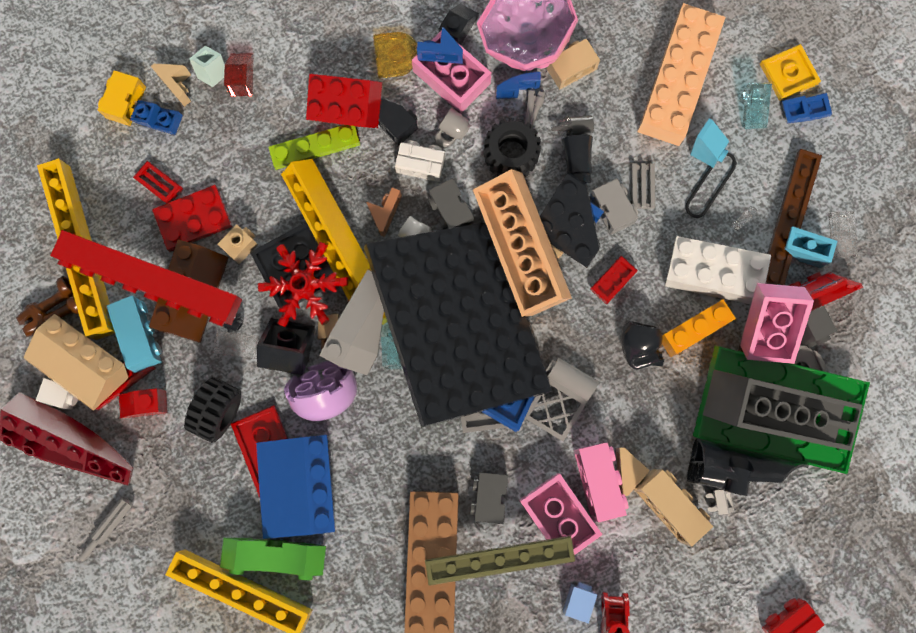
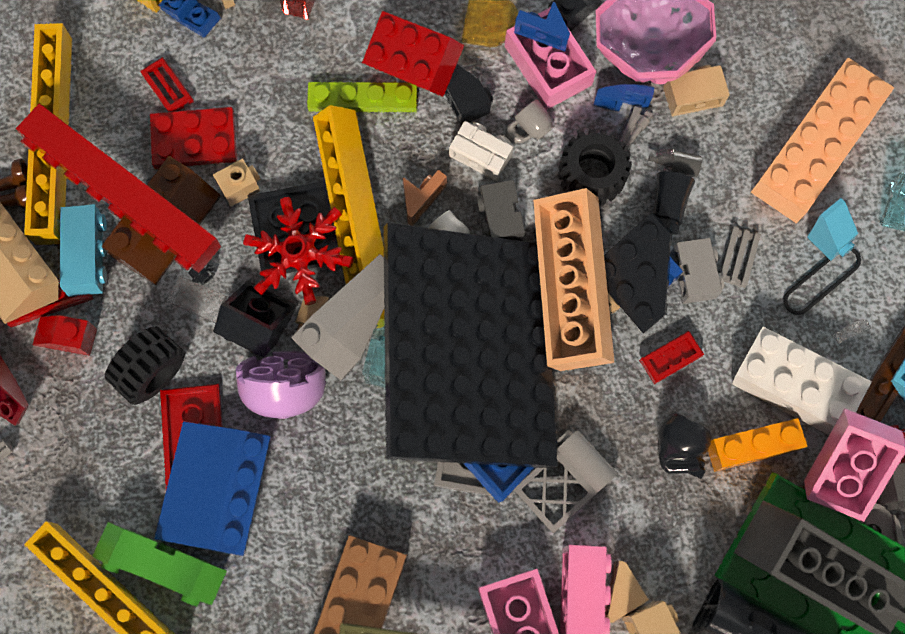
camera: 10 degrees right, 5 degrees down
(488, 502) = (445, 564): dark grey brick -> none

